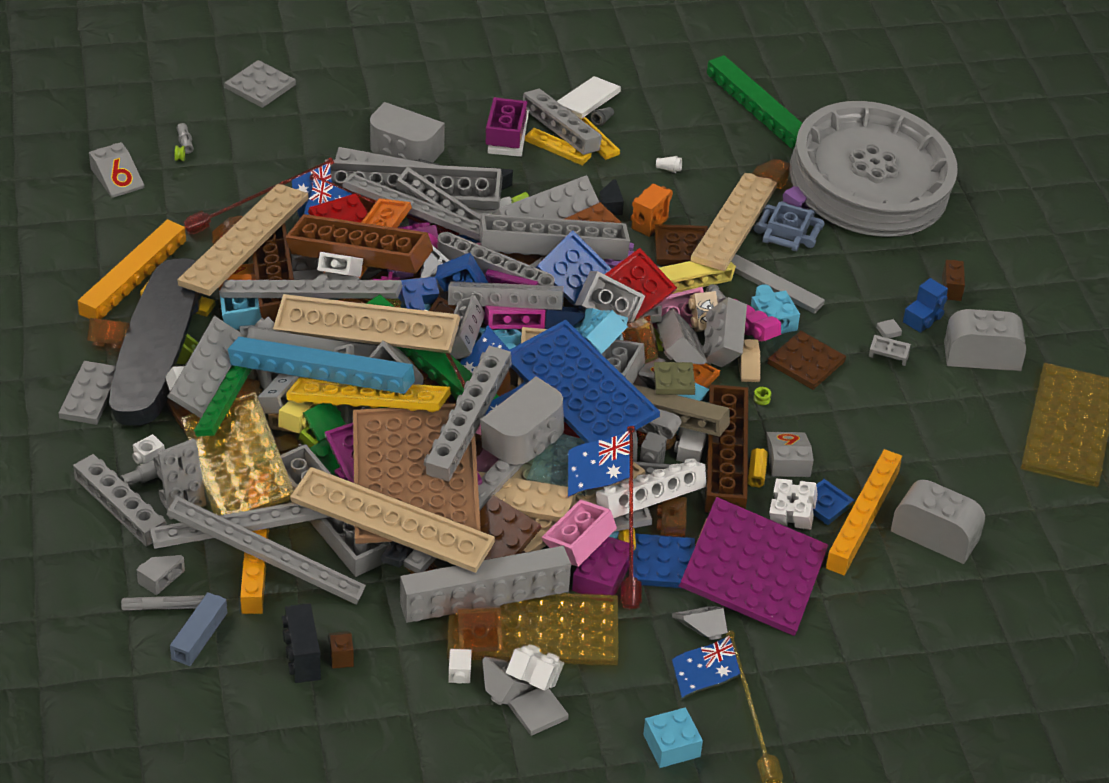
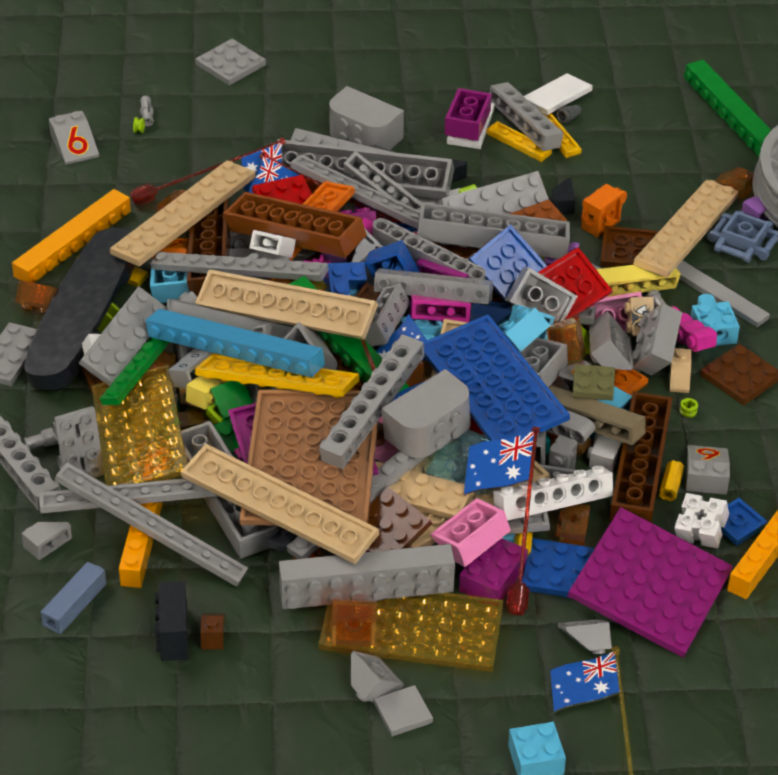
camera: 10 degrees right, 0 degrees up
(147, 449) = (50, 411): white brick -> none
(168, 602) = (40, 568): light grey axle -> none
(460, 666) = (329, 658): white brick -> none
(534, 667) = (404, 666): white brick -> none
(669, 163) = (632, 166): white cone -> none

